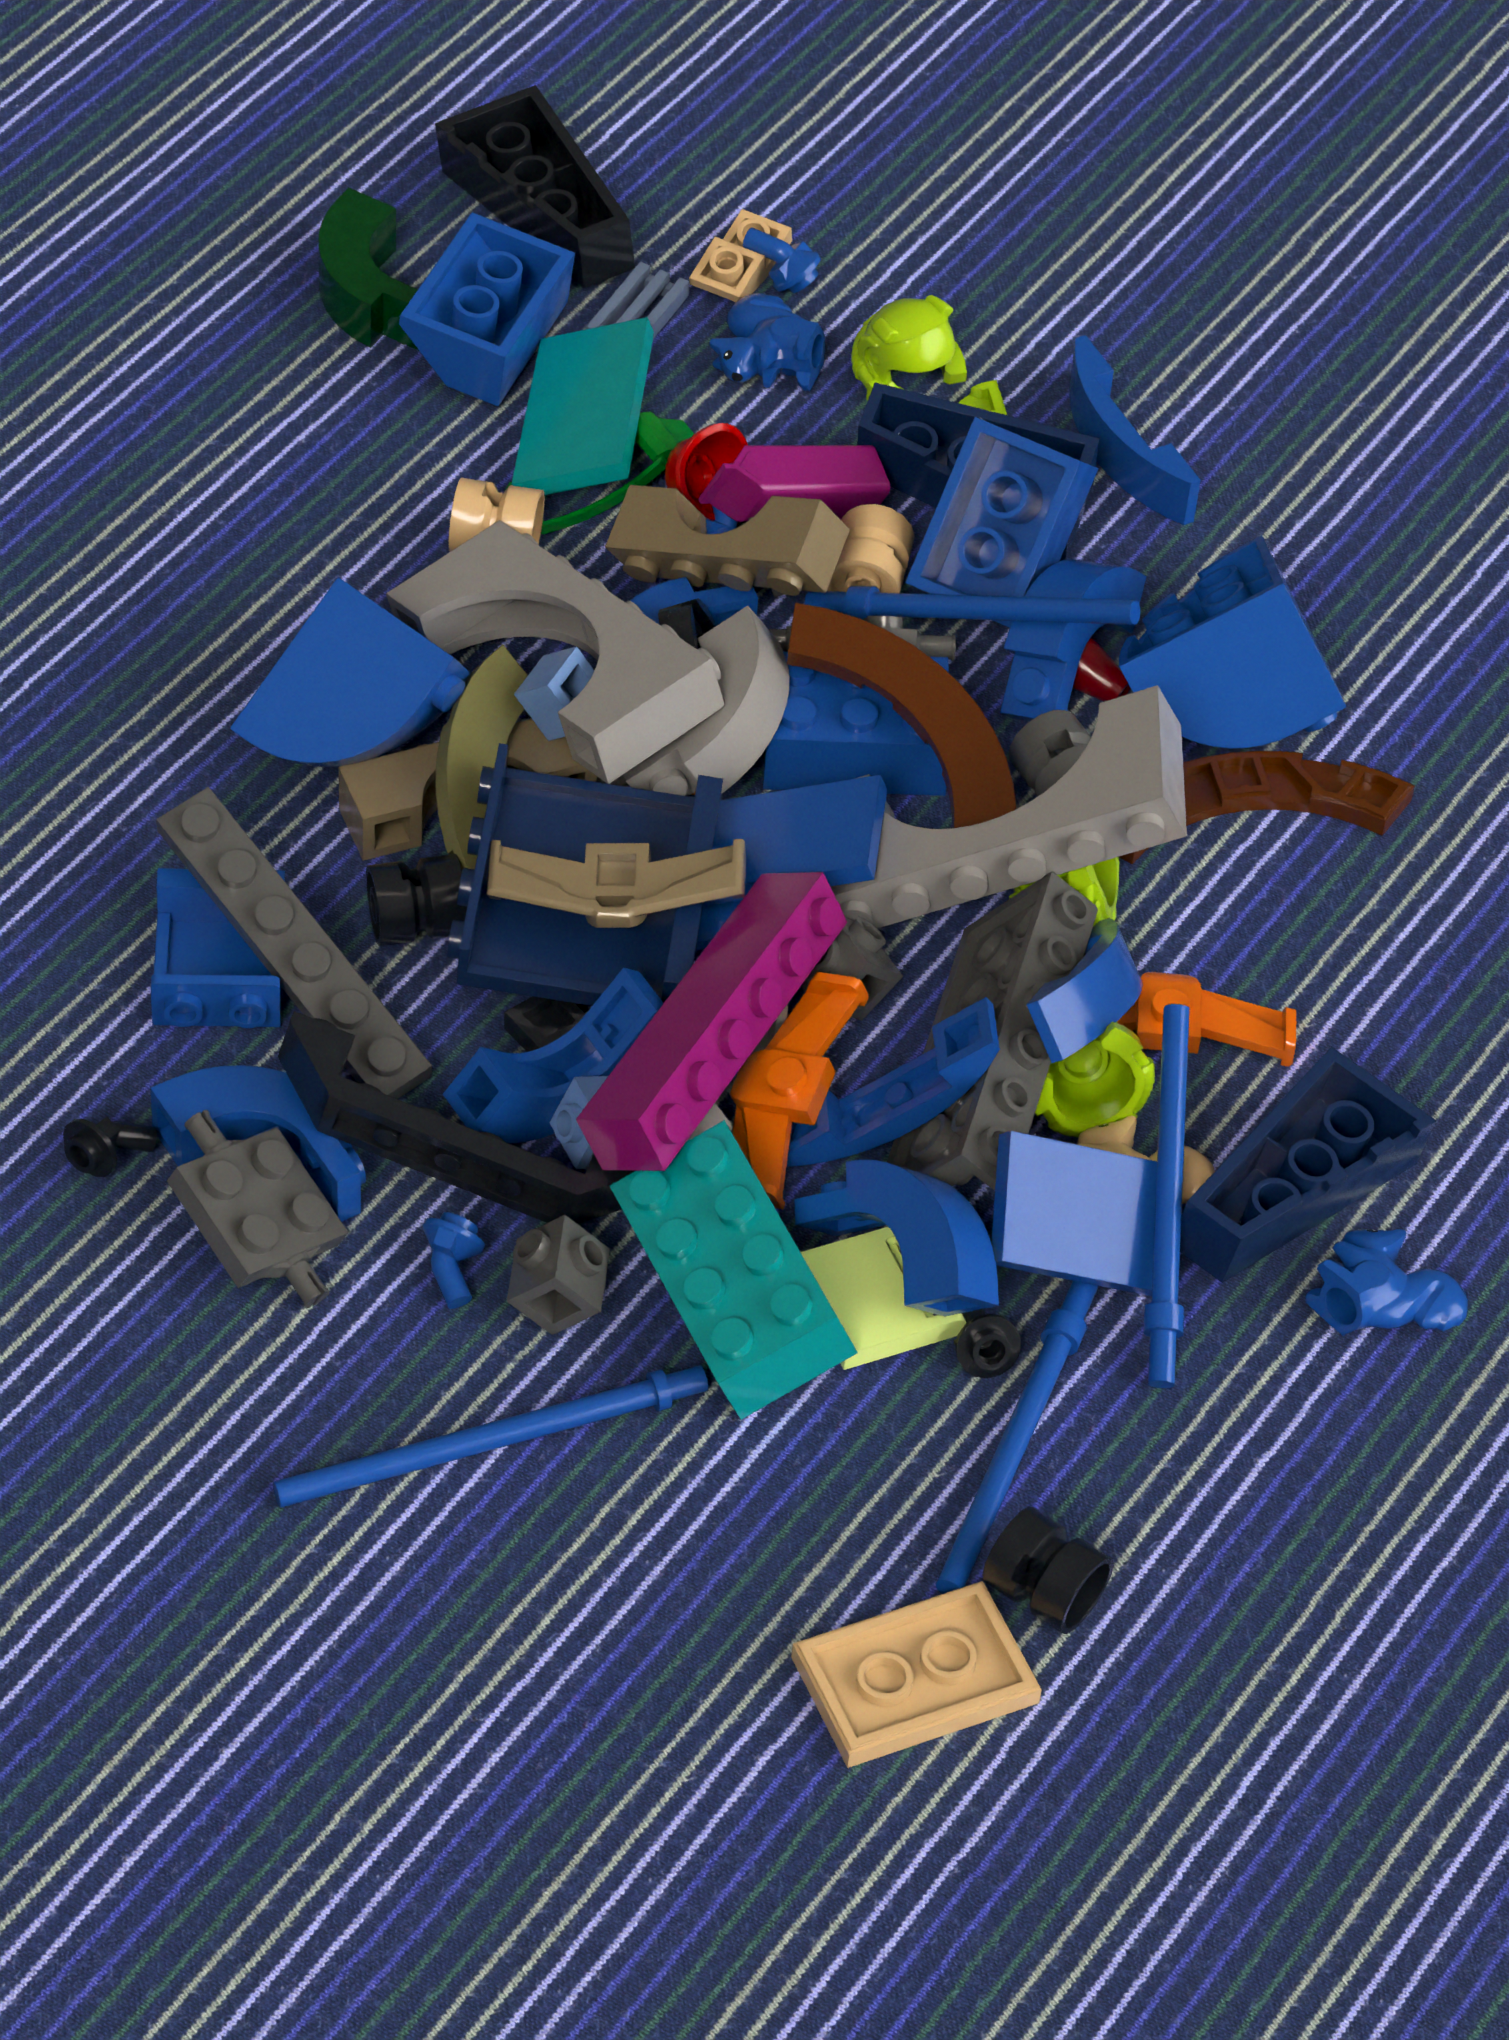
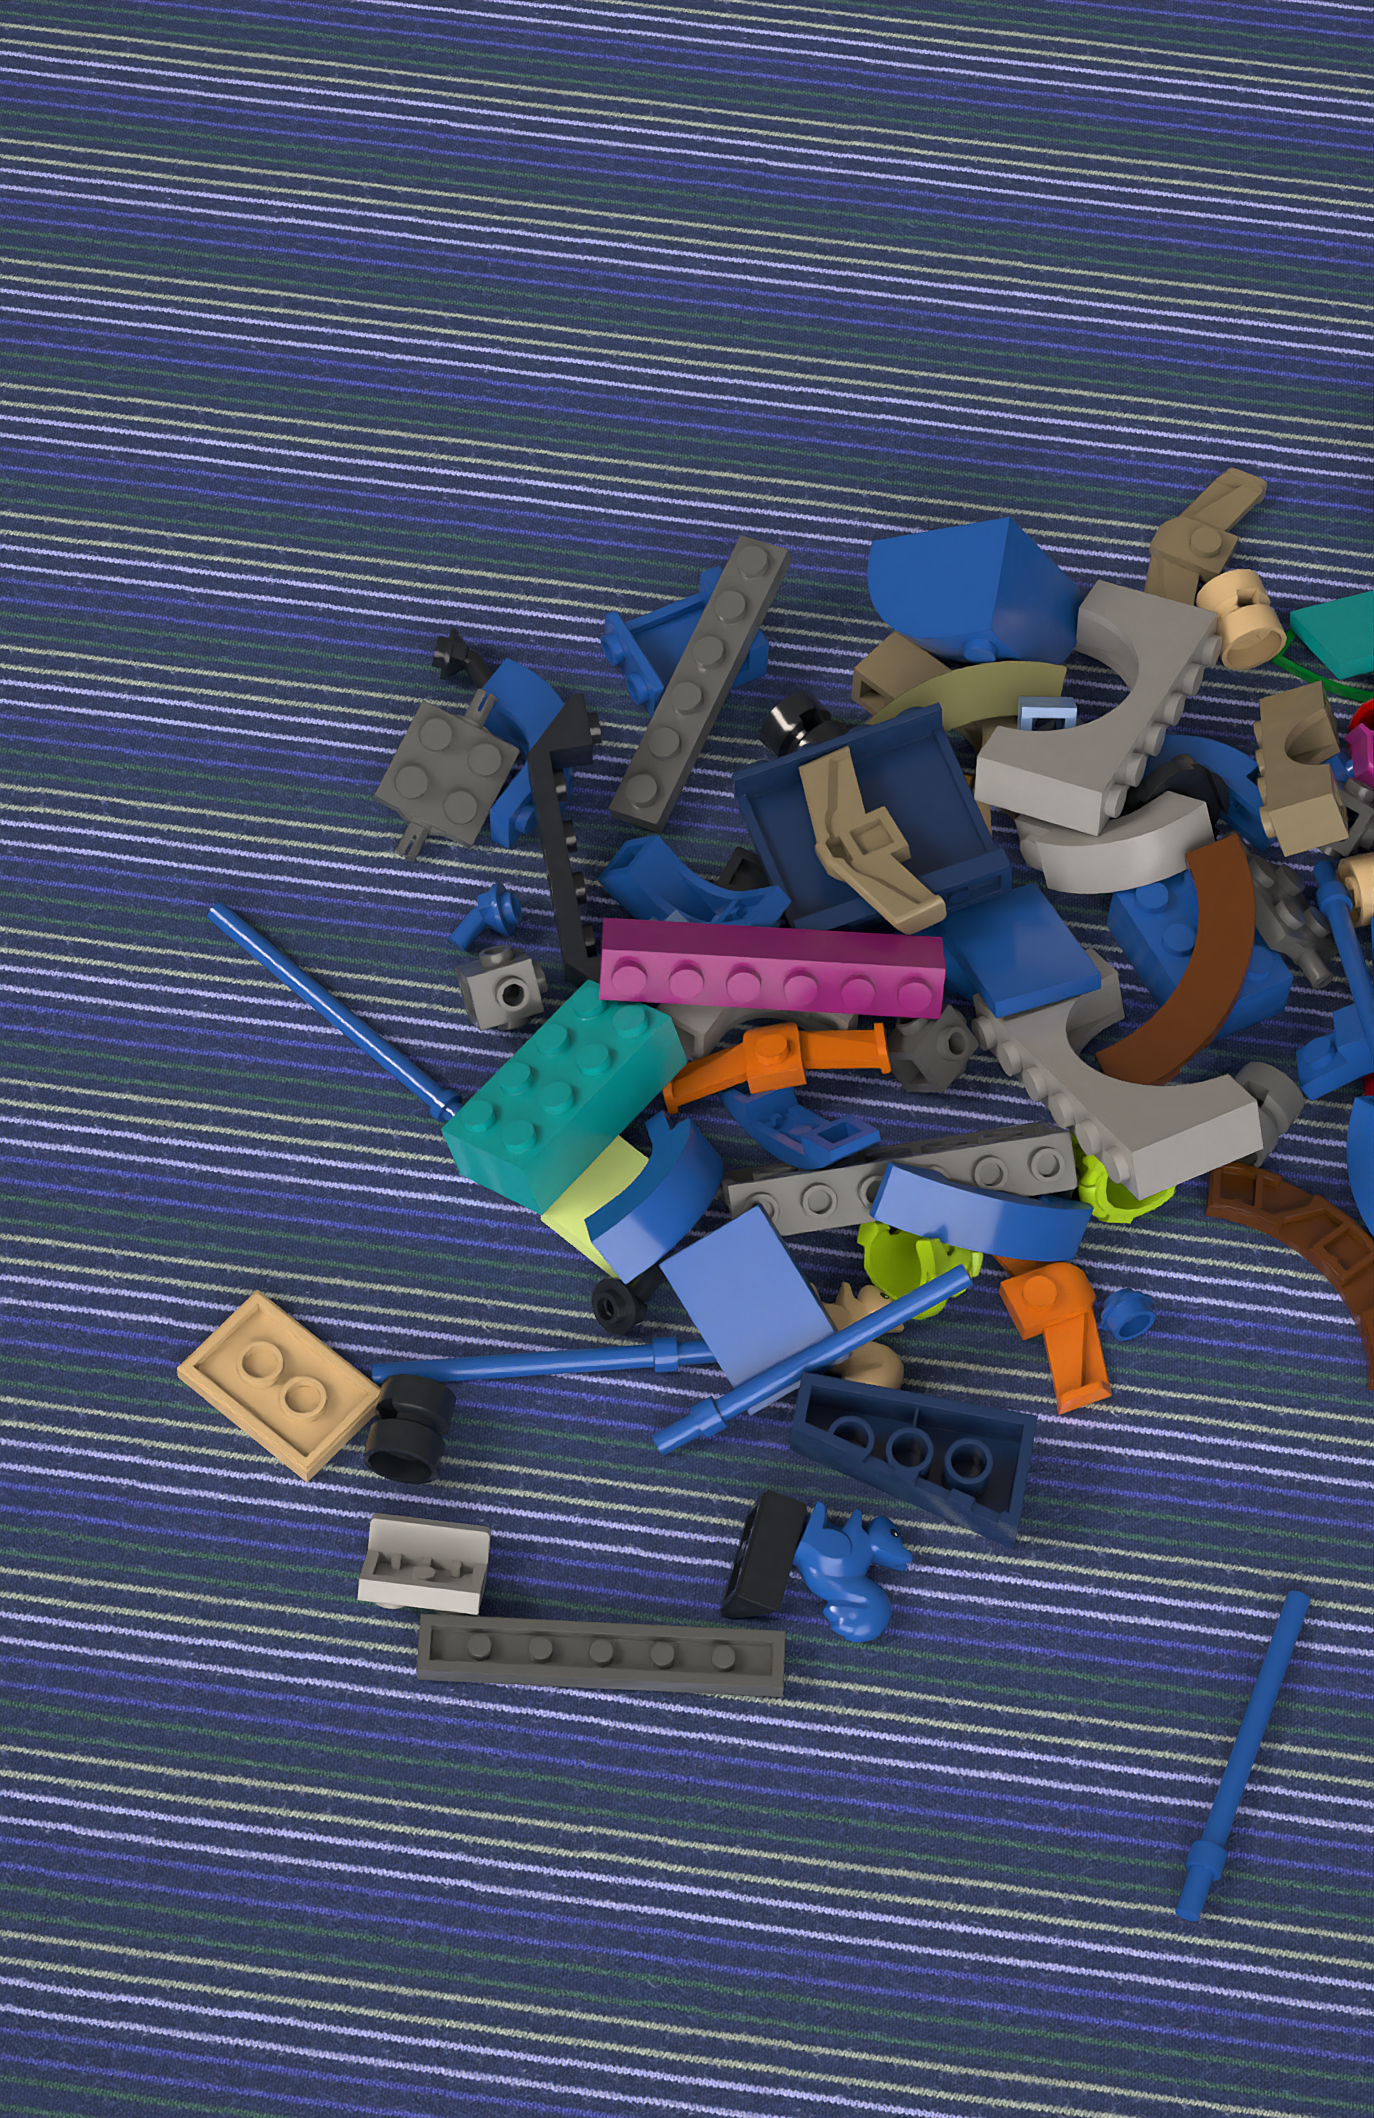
camera: 65 degrees right, 10 degrees up
(366, 525) = (1198, 540): none -> dark tan plate
(1213, 1624) = (425, 1564): none -> light grey bracket
(1218, 959) = (1127, 1314): none -> blue plate
(1342, 1347) = (763, 1556): none -> black slope
(1380, 1528) = (601, 1655): none -> dark grey plate

